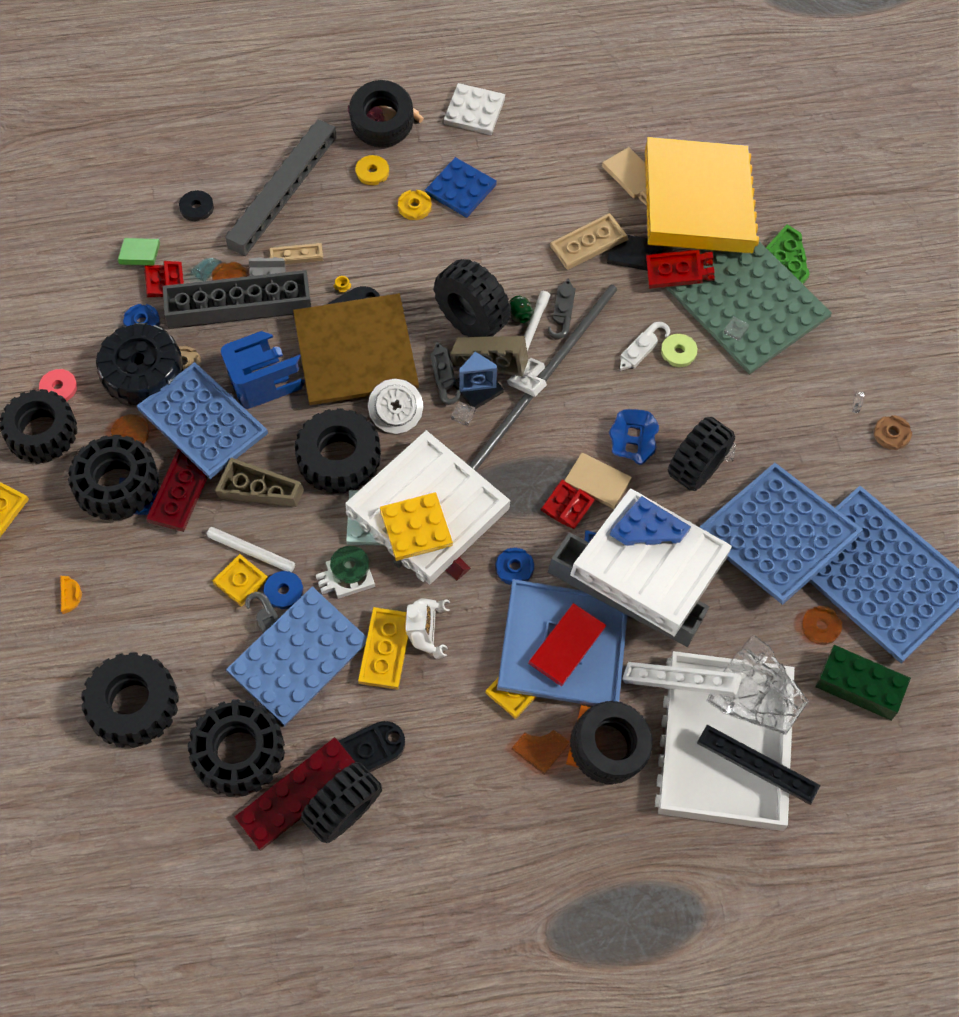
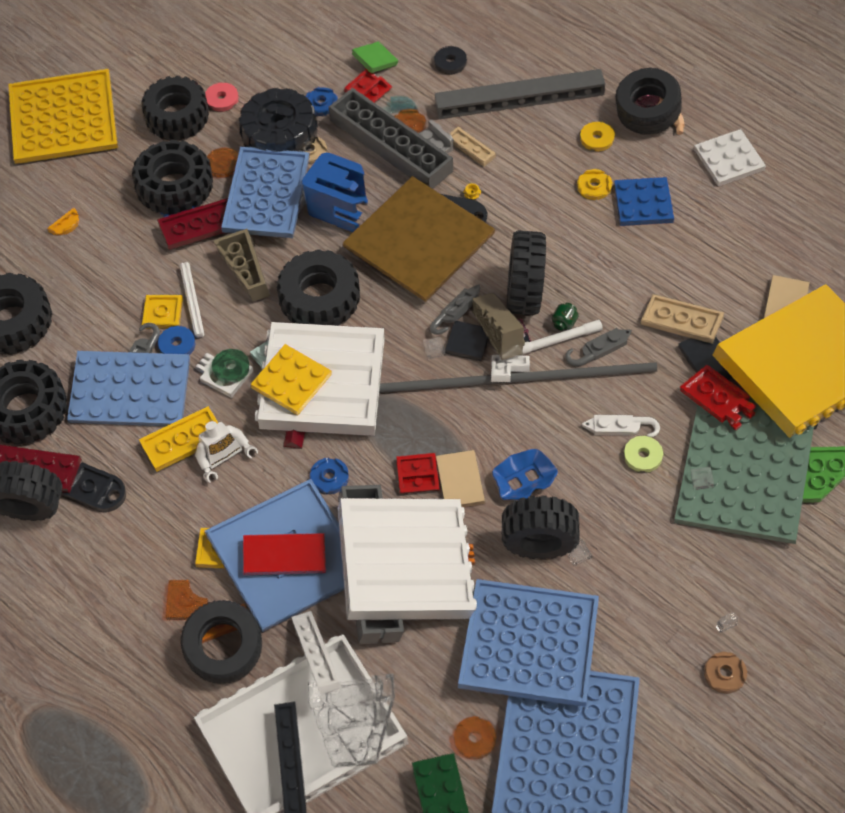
camera: 55 degrees right, 5 degrees down
(382, 412) = (406, 298): white piece -> none
(477, 374) = (466, 325): medium blue slope -> none
(649, 524) = (432, 532): blue plate -> none

